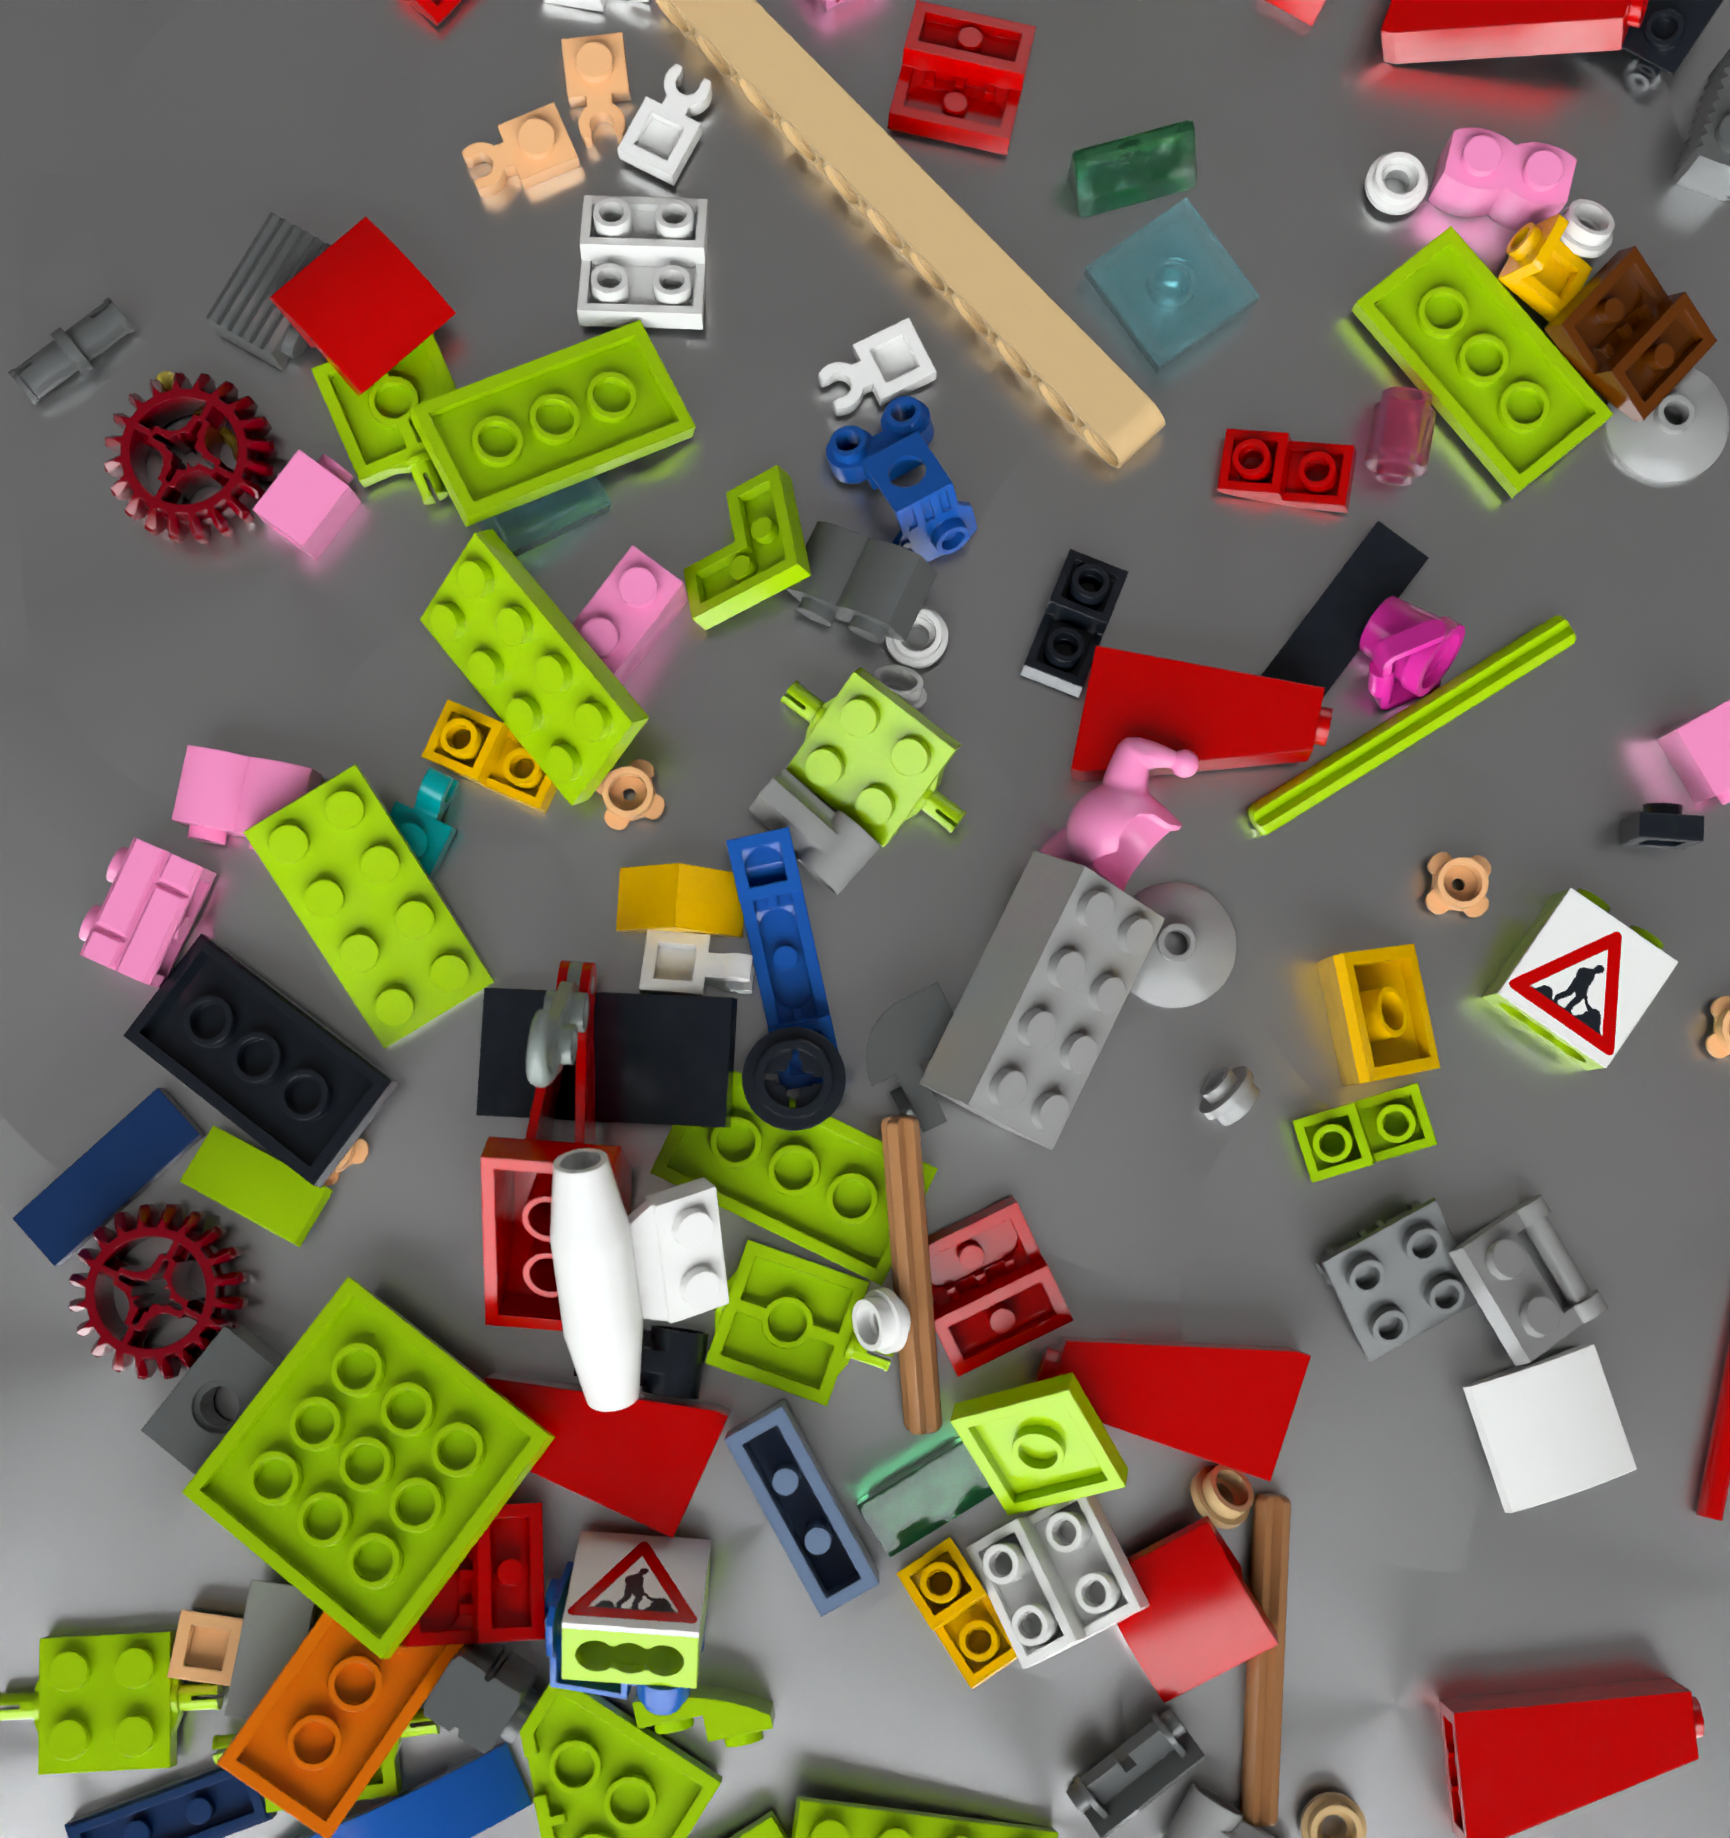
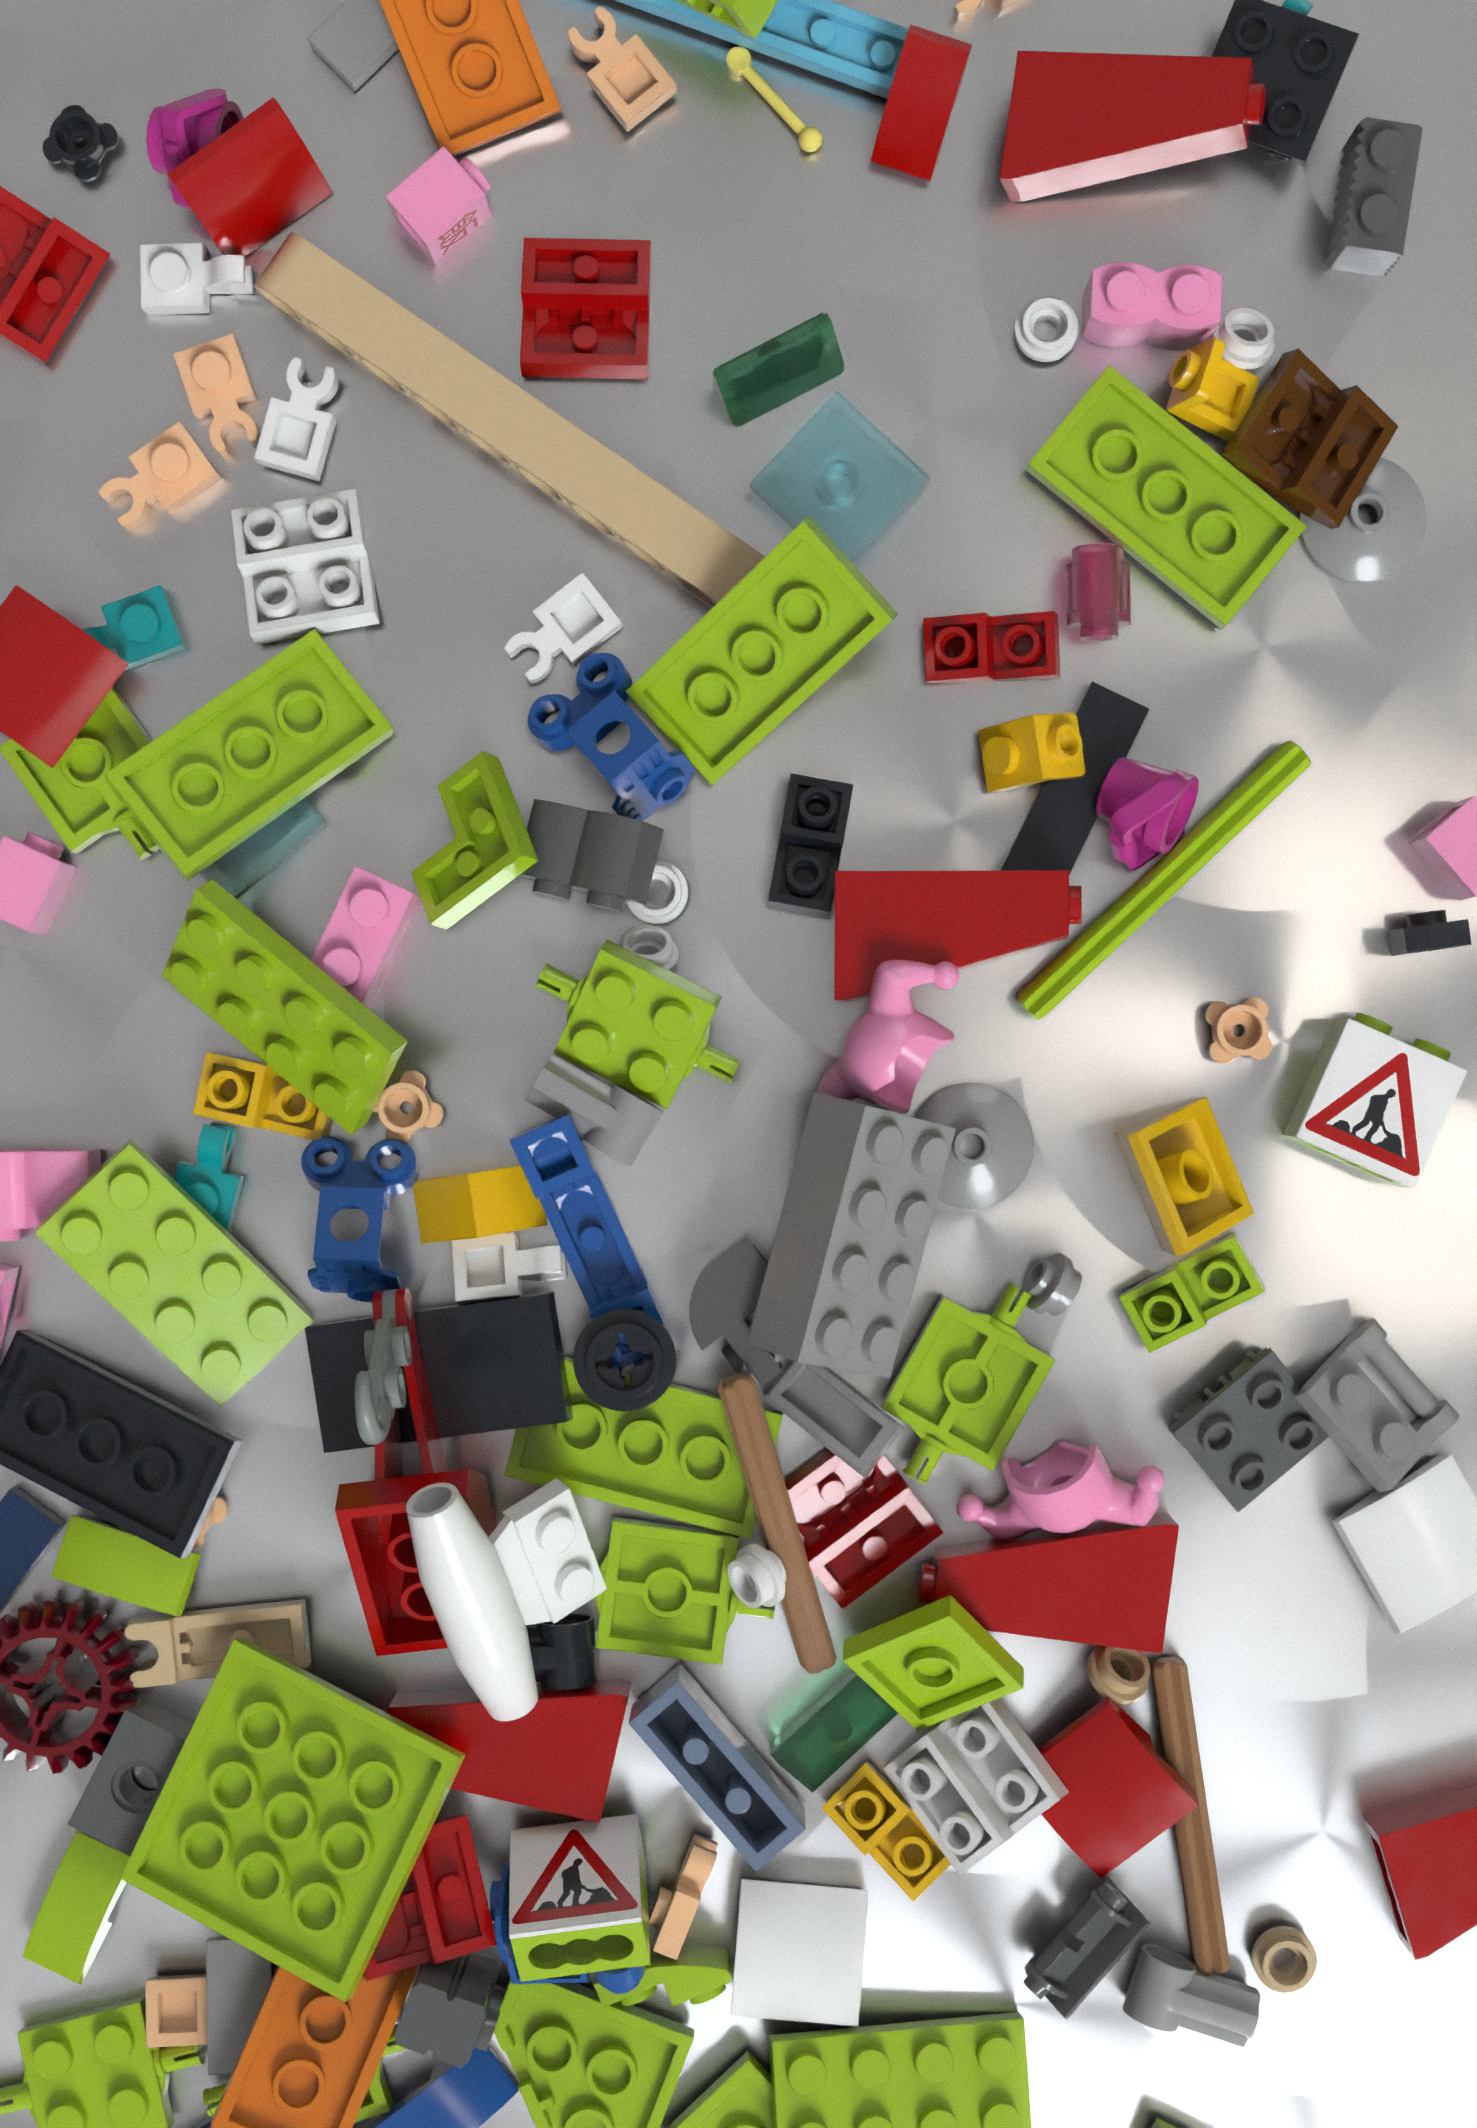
camera: 10 degrees left, 5 degrees up
(128, 1522) = (77, 1908): none -> lime slope
(308, 1278) = (199, 1639): none -> tan plate
(474, 287) = (140, 628): none -> teal plate
(546, 932) = (360, 1185): none -> blue piece
(730, 1645) = (675, 1909): none -> light nougat plate
(845, 1717) = (799, 1953): none -> white slope
(989, 1177) = (835, 1414): none -> light grey tile
(1067, 420) = (762, 650): none -> lime plate
(1126, 1175) = (967, 1383): none -> lime plate
(1203, 1305) = (1064, 1494): none -> bright pink piece
(1307, 573) = (1031, 751): none -> yellow bracket

